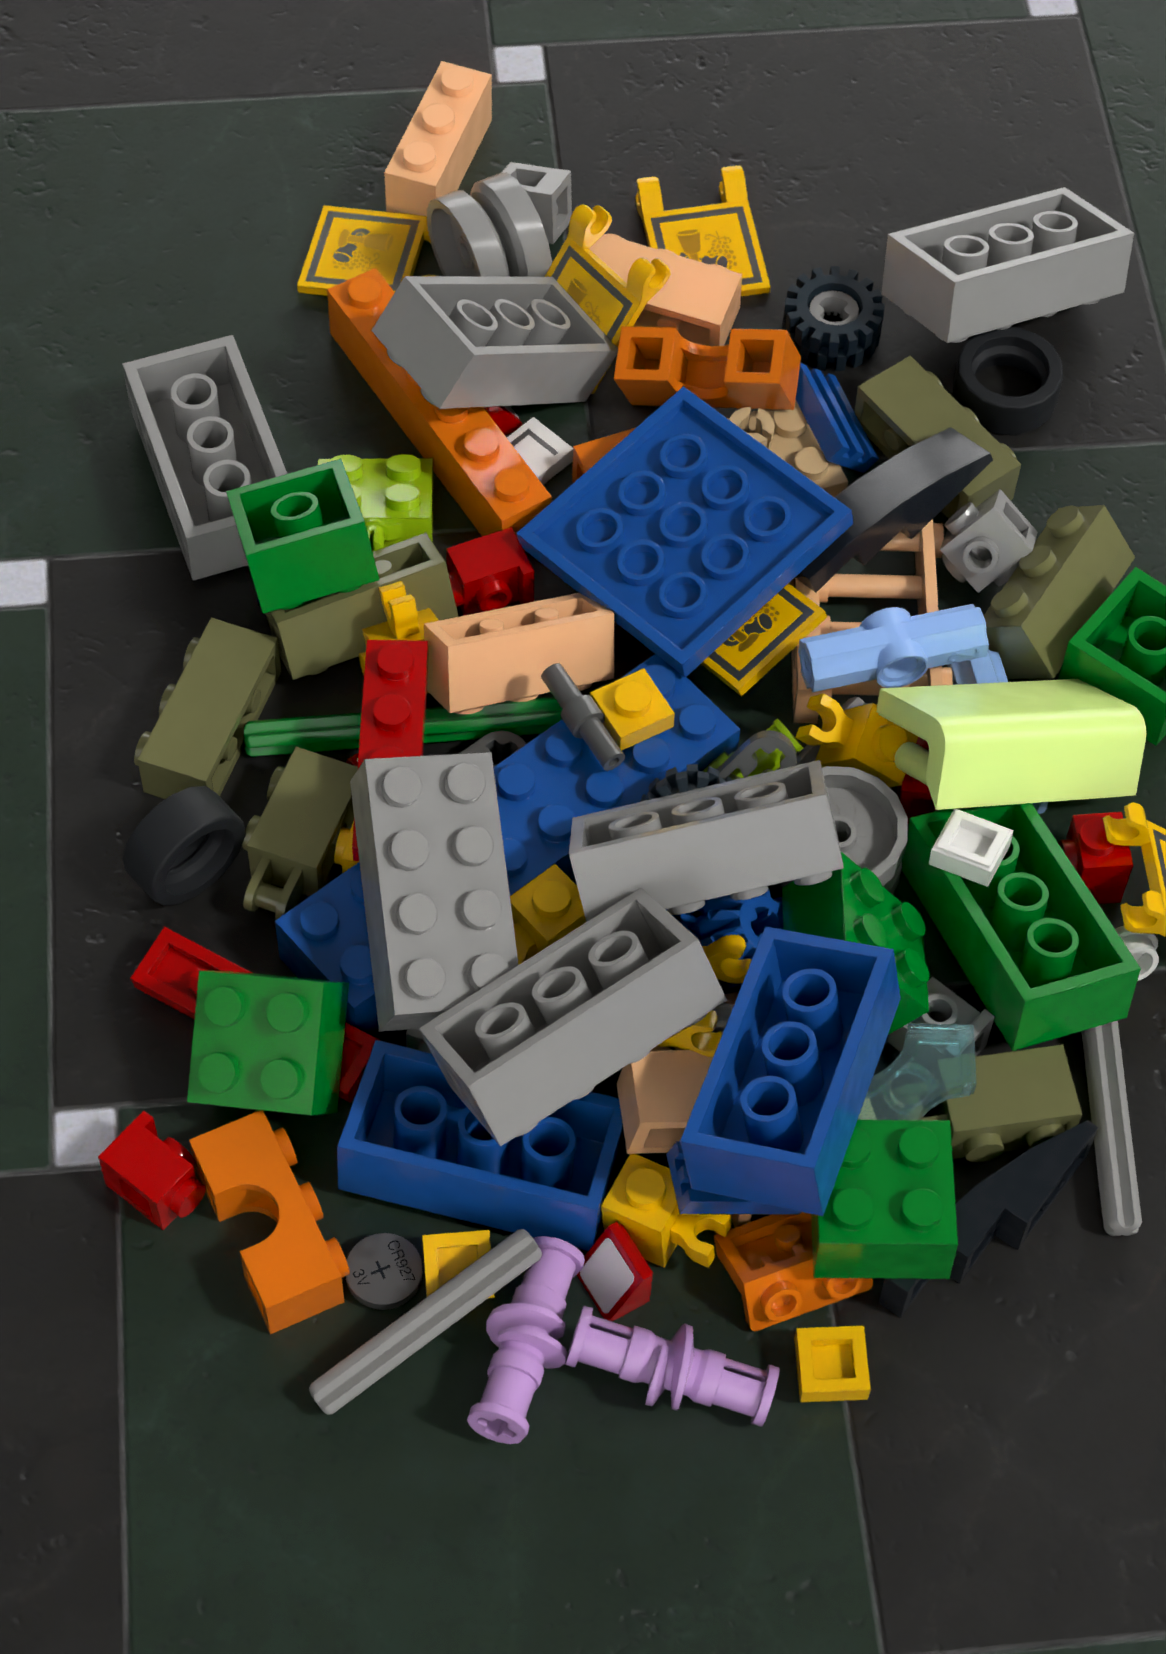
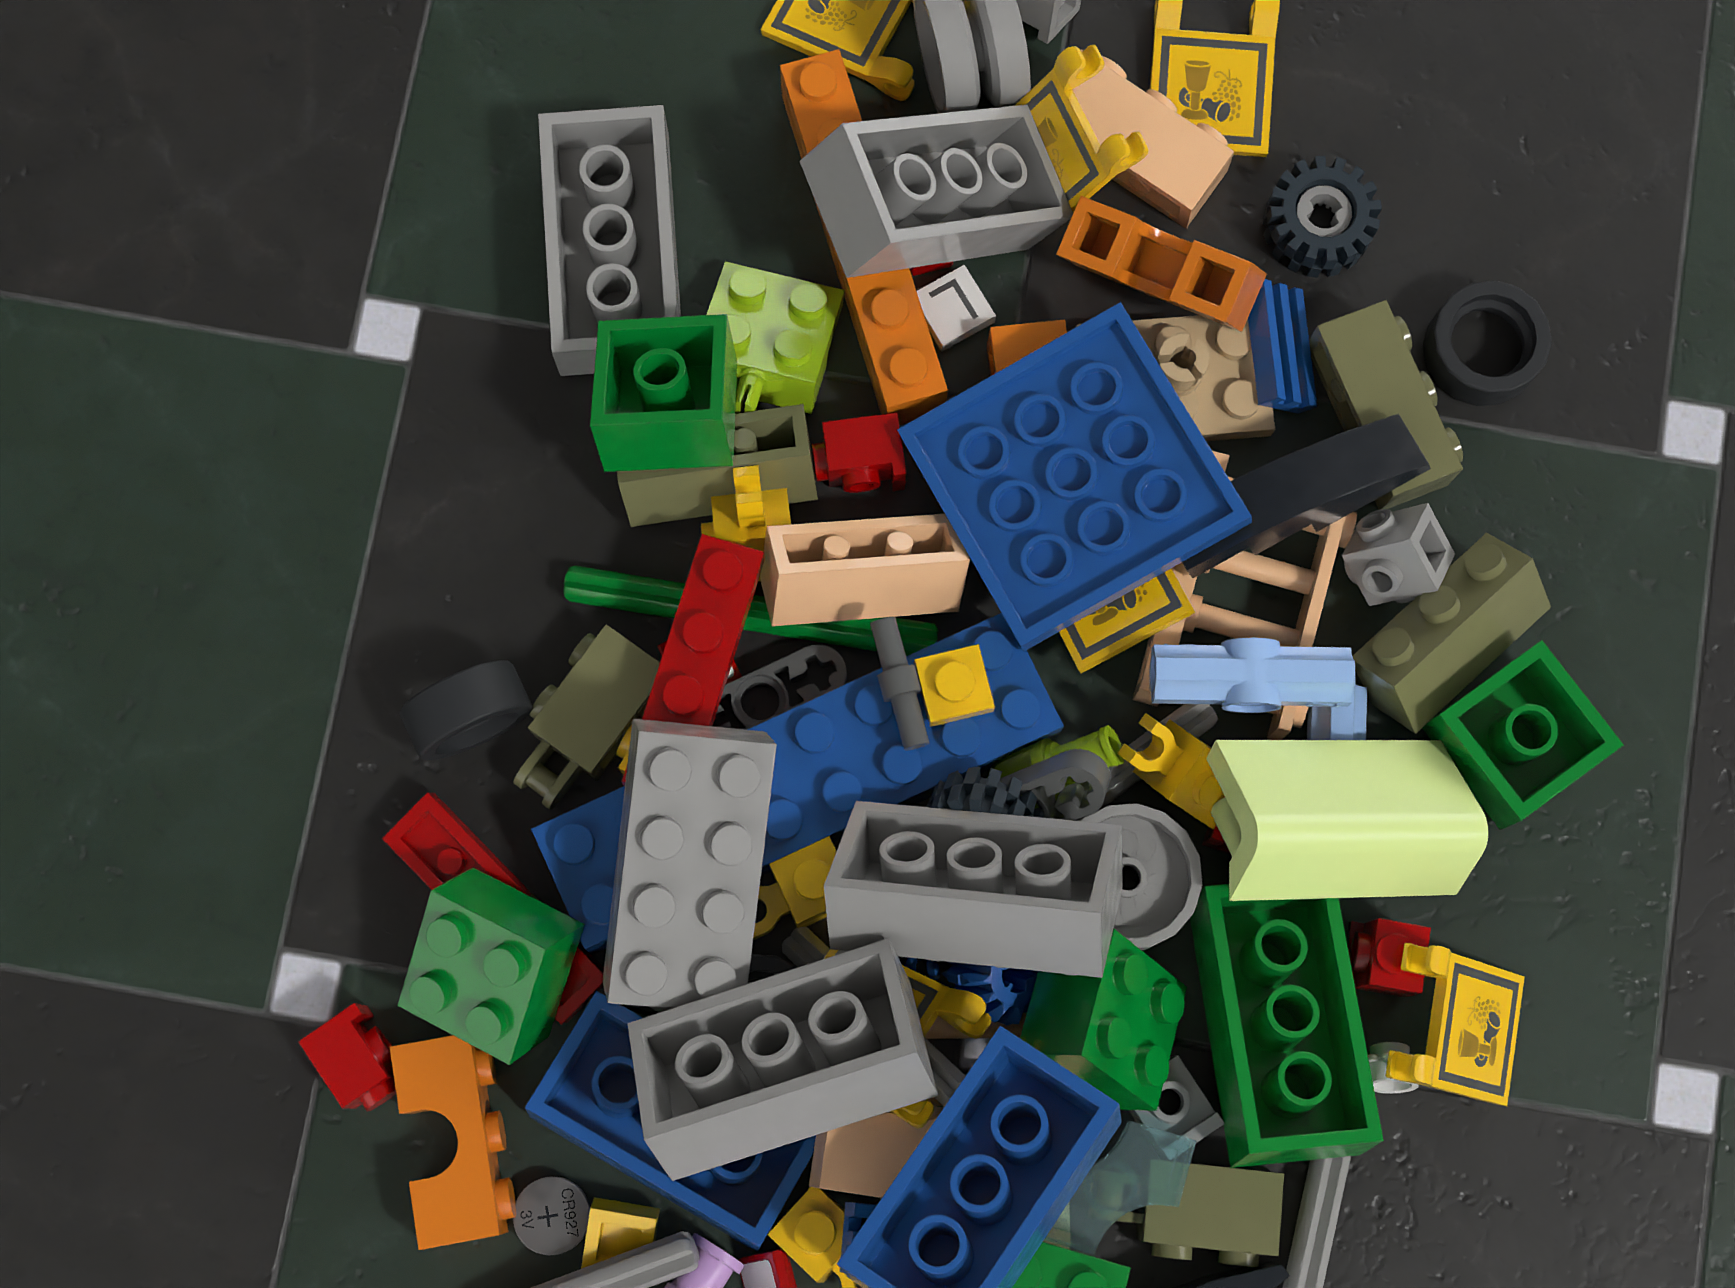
camera: 15 degrees right, 20 degrees up
(205, 713) = (532, 547): olive brick -> none
(970, 847) = (1254, 947): white tile -> none
(1006, 264) = (1528, 212): light grey brick -> none

